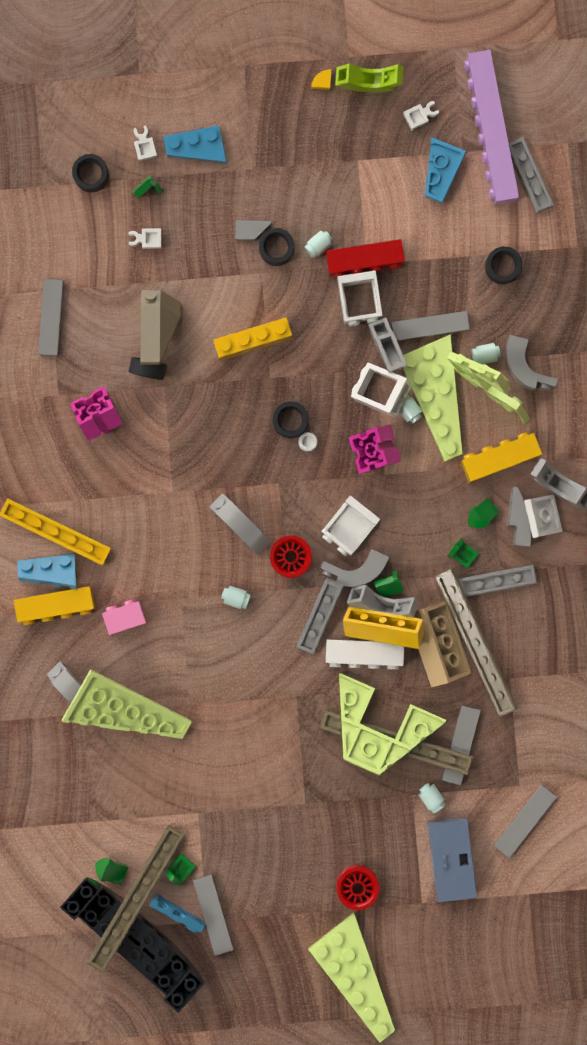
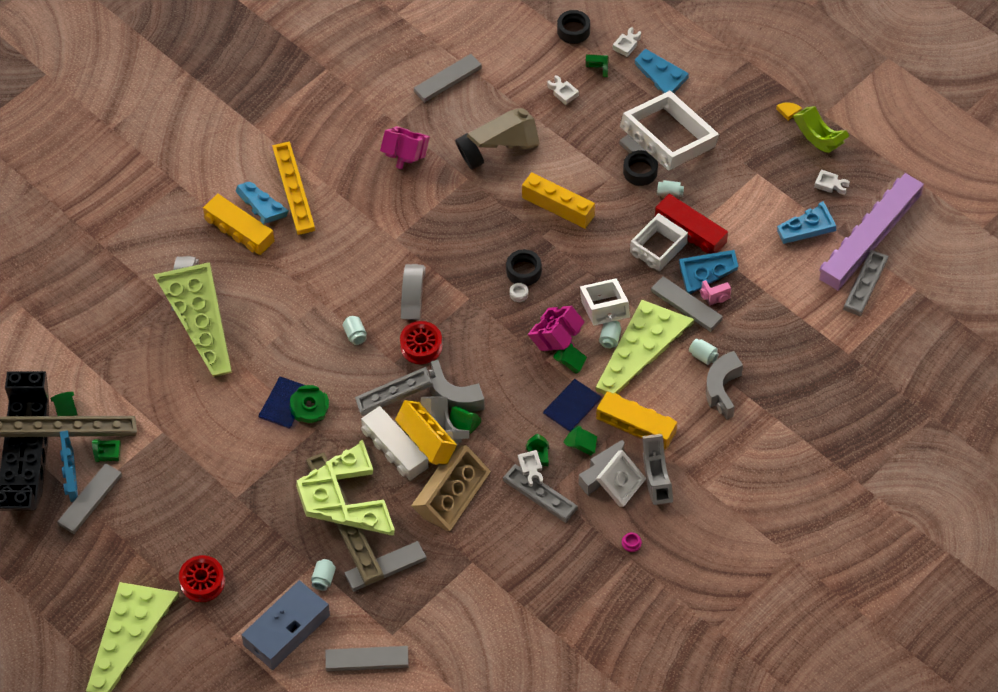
camera: 50 degrees right, 30 degrees down
(124, 617) = (270, 272): bright pink brick -> none
(252, 701) = (278, 403): none -> clear blue piece
(263, 691) = (309, 414): none -> green plate
(265, 168) = (684, 115): none -> white window
(349, 526) = (482, 364): white panel -> none
(387, 345) = (642, 279): light grey slope -> none
(408, 457) = (571, 358): none -> green tile
(414, 283) = (707, 267): none -> dark azure wing
(442, 490) = (572, 405): none -> clear blue piece
(447, 295) = (716, 294): none -> bright pink bracket
(473, 571) = (530, 465): none -> white plate
(476, 642) = (476, 514): dark tan tile -> none
(490, 380) = (679, 346): yellowish green wing -> none
(505, 251) = (784, 302): black tyre -> none

